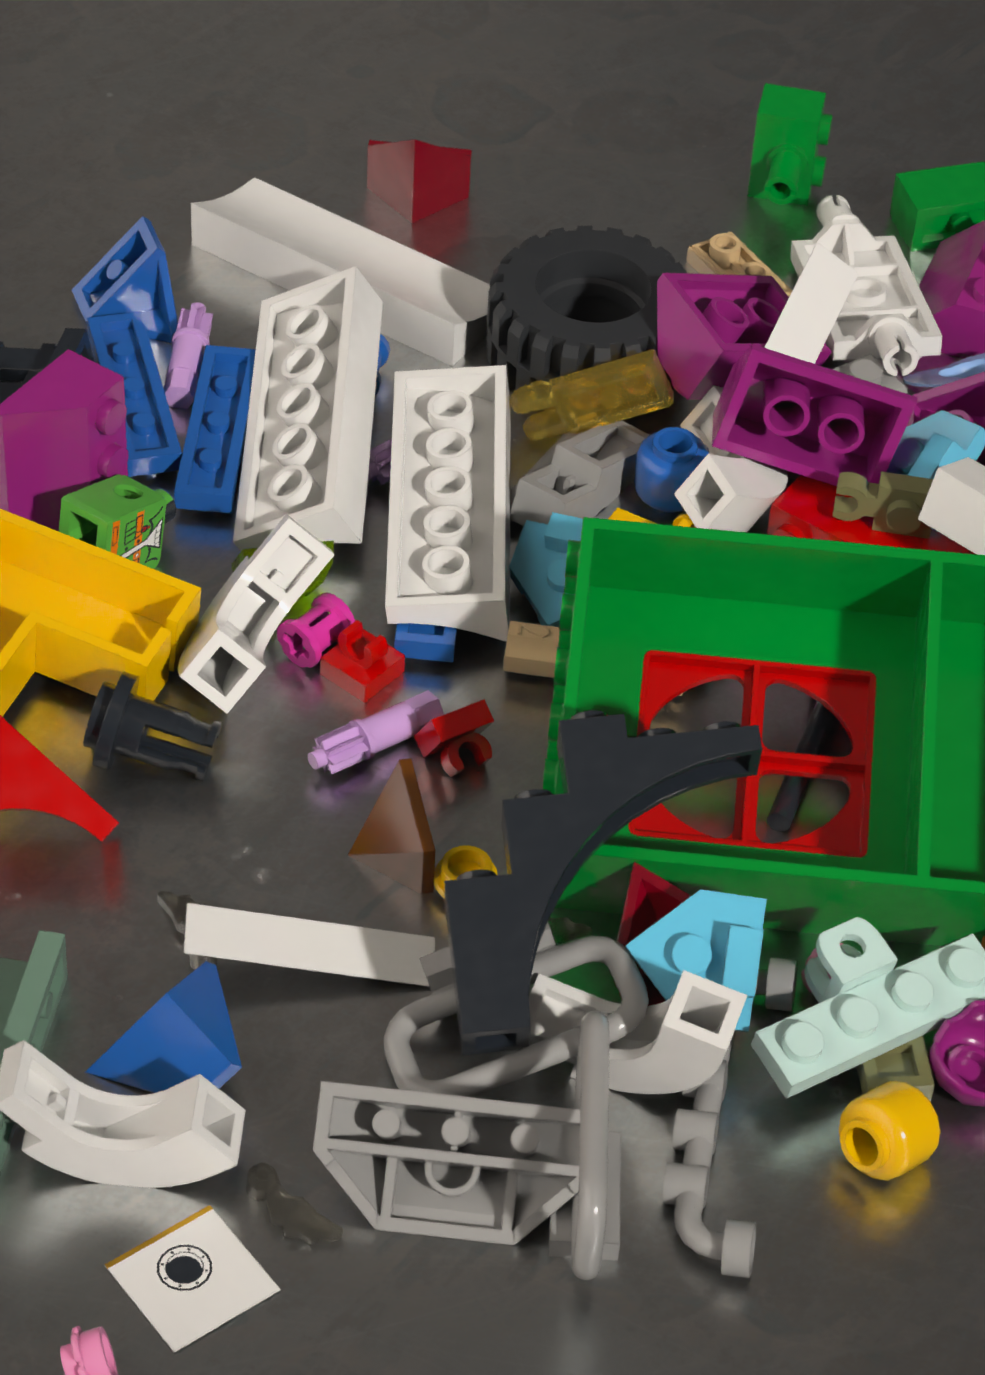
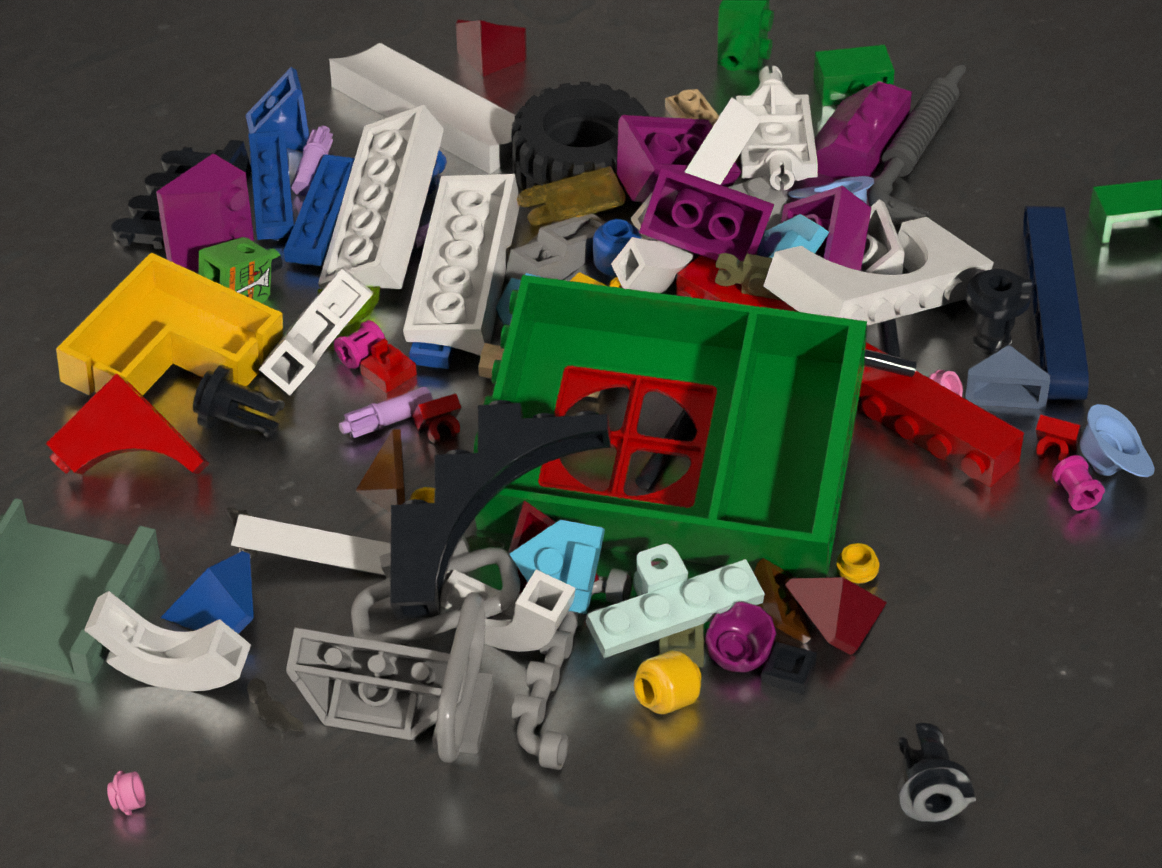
camera: 10 degrees right, 0 degrees up
(192, 1278) = (203, 747): white sticker -> none

